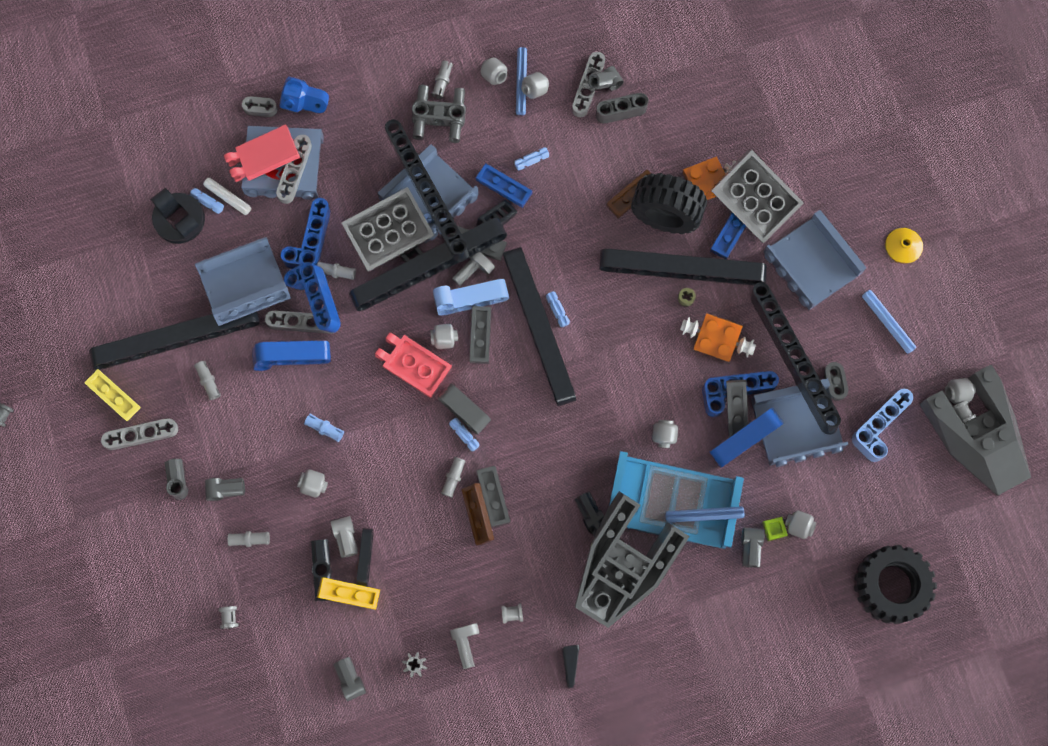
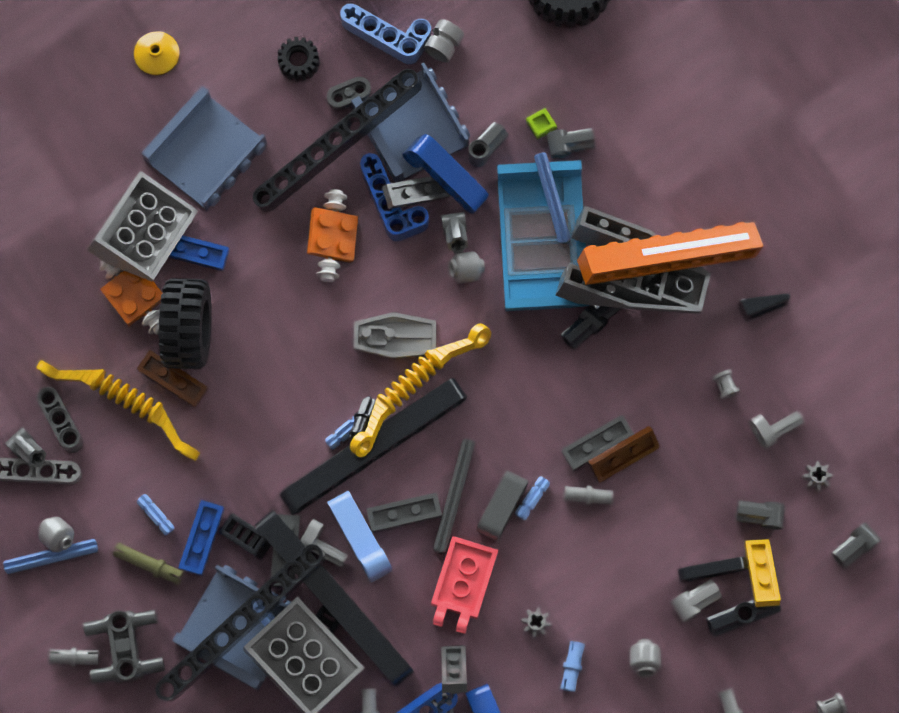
camera: 100 degrees left, 0 degrees up
(345, 334) = (454, 669): none -> dark grey plate
(361, 404) = (537, 615): none -> light grey gear
(396, 613) = (768, 515): none -> dark grey piece
(443, 336) = (419, 554): light grey head -> none
(483, 376) = (454, 496): none -> dark grey axle
(489, 151) = (157, 567): none -> olive pin
(494, 71) = (47, 593): light grey head -> none
(561, 320) = (362, 417): none -> axle
(567, 339) = (383, 407): none -> yellow piece
(614, 169) = (96, 378): none -> yellow piece
(623, 365) = (395, 335): none -> light grey piece
(631, 595) = (669, 252): none -> orange brick
(682, 267) = (253, 297): black beam -> none
(684, 302) = (291, 276): olive bush -> none
(700, 432) = (455, 230): none -> dark grey piece
(767, 480) = (487, 143): none -> dark grey piece
(800, 524) = (529, 95): light grey head -> none
(864, 467) = (442, 43): none -> light grey wheel
(886, 351) = (298, 71): none -> black tyre
(888, 321) = (258, 51): light blue axle -> none

